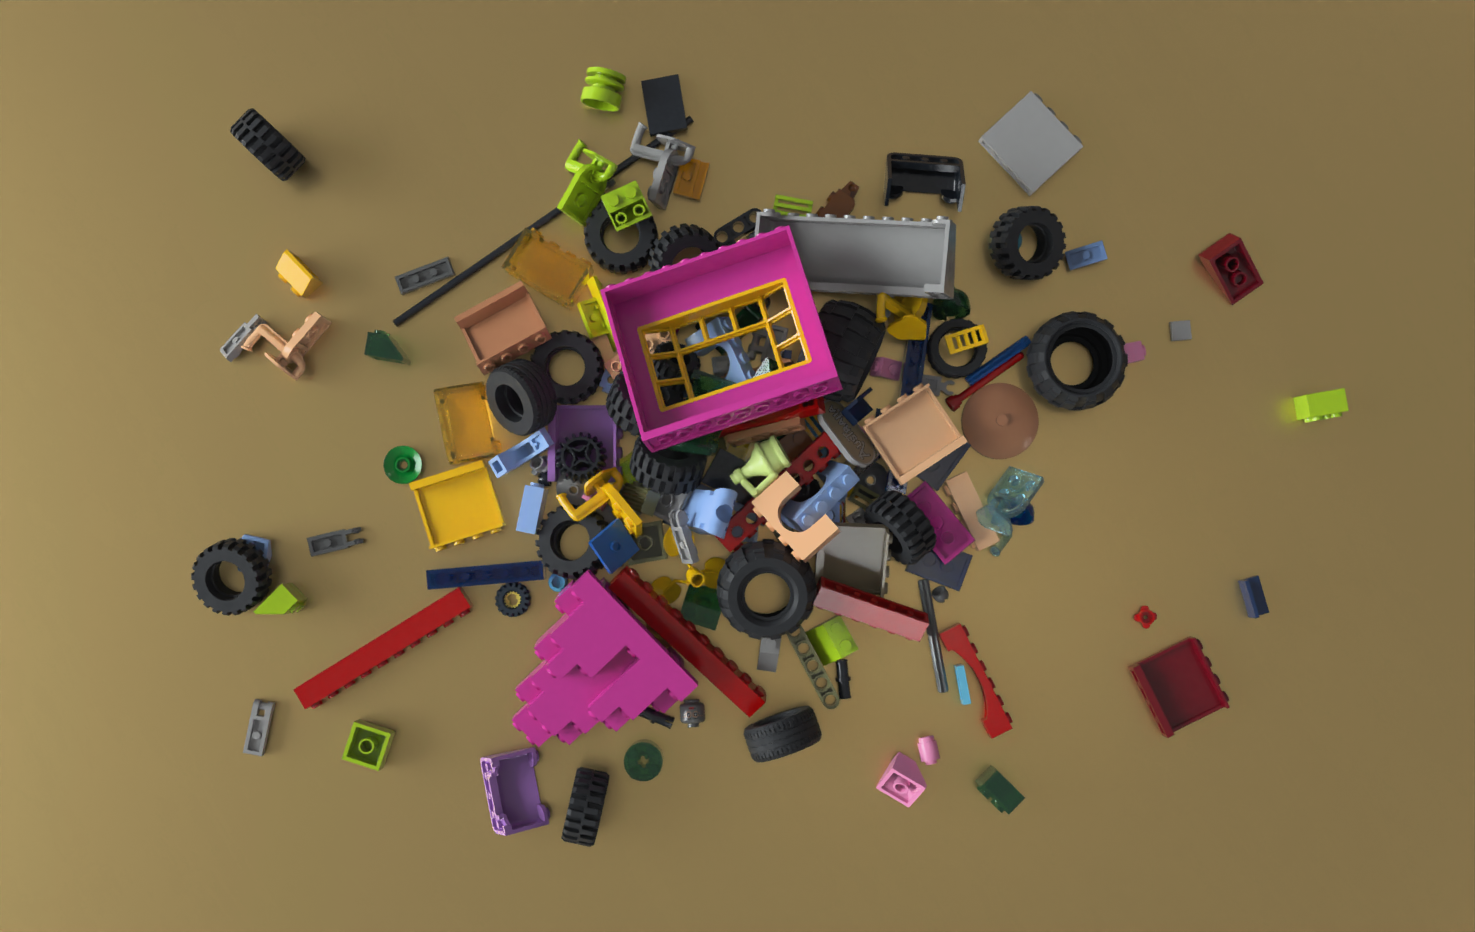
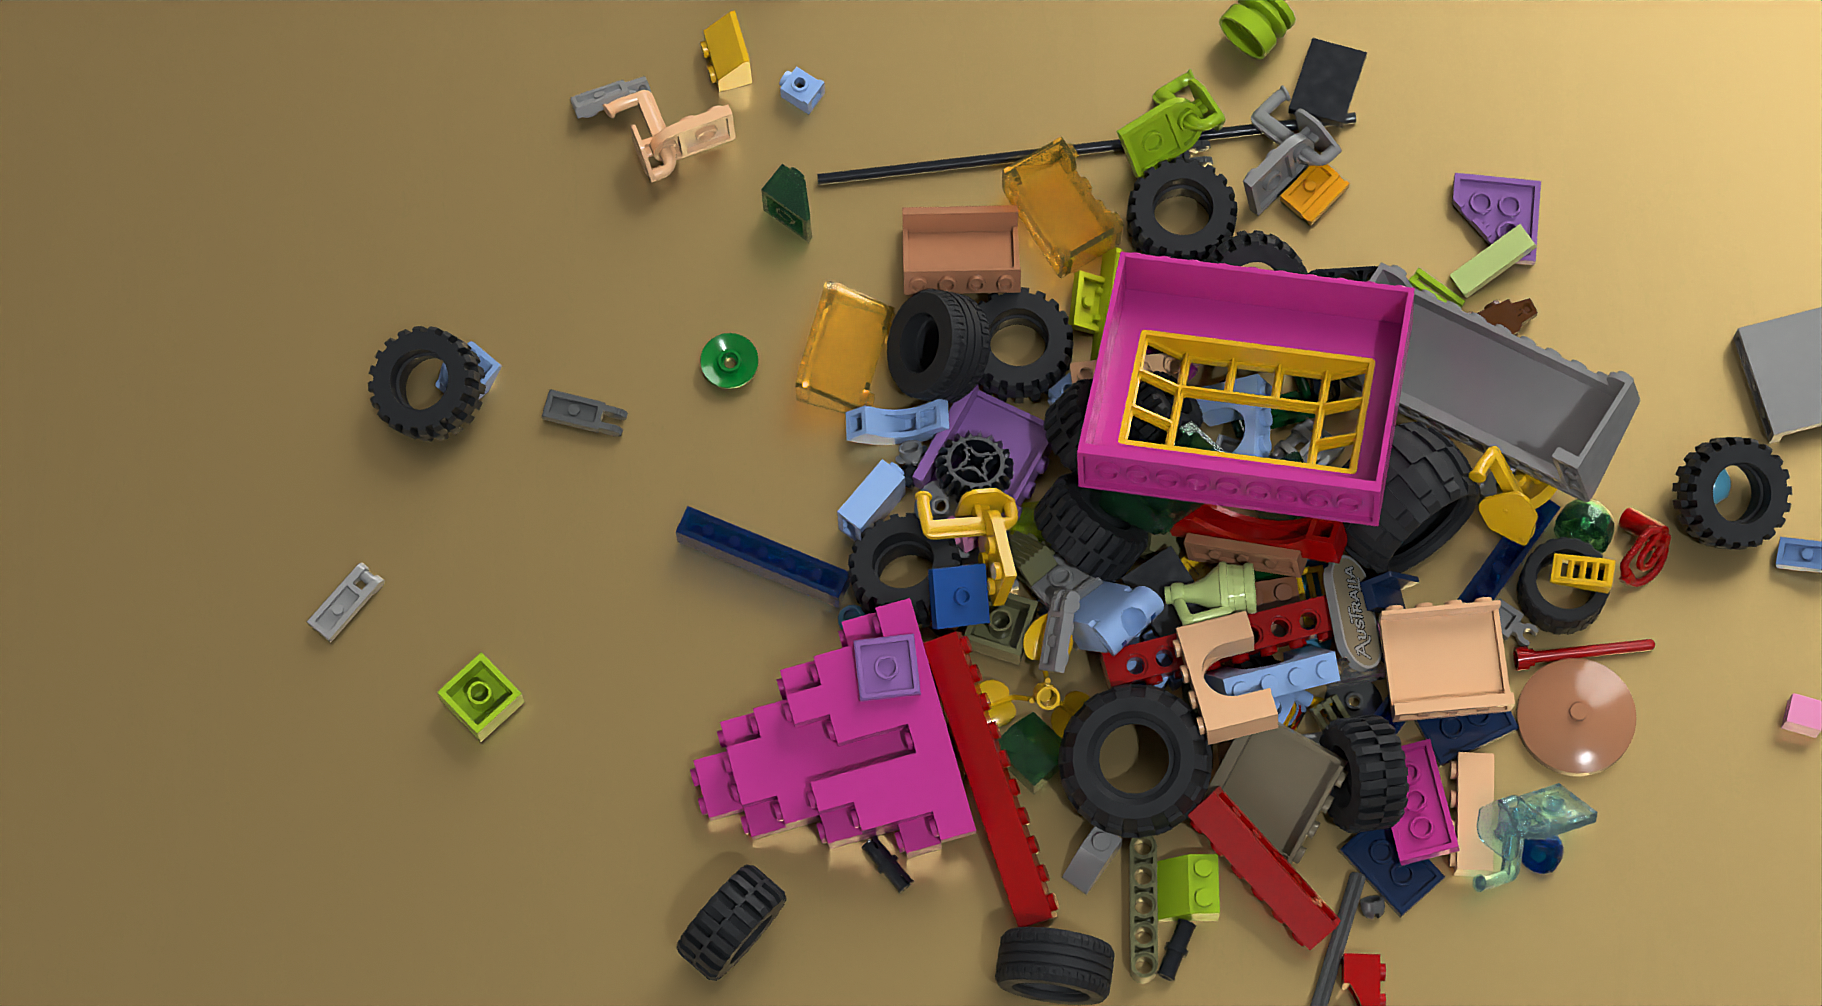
camera: 30 degrees right, 15 degrees down
(283, 600) = (471, 451): lime slope -> none
(359, 277) = (805, 97): none -> light blue brick
(383, 647) = (571, 583): red brick -> none
(425, 275) = (891, 140): dark grey tile -> none
(458, 505) = (774, 449): yellow panel -> none
(503, 602) = (764, 609): black bush -> none
(513, 791) = (641, 859): medium lavender windscreen -> none
(596, 620) = (887, 667): none -> medium lavender tile
(626, 206) = (1210, 171): lime slope -> none
(637, 769) = (838, 896): clear green brick -> none
(692, 712) = (942, 884): dark grey head -> none
(807, 134) = (1498, 206): none -> medium lavender plate
(817, 168) = (1493, 261): none -> yellowish green slope
(886, 368) = (1453, 566): bright pink bracket -> none
(926, 175) = (1631, 341): black windscreen -> none
(995, 295) = (1648, 531): none -> red piece
(998, 360) = (1614, 634): blue axle -> none
(1107, 356) = (1752, 645): black tyre -> none

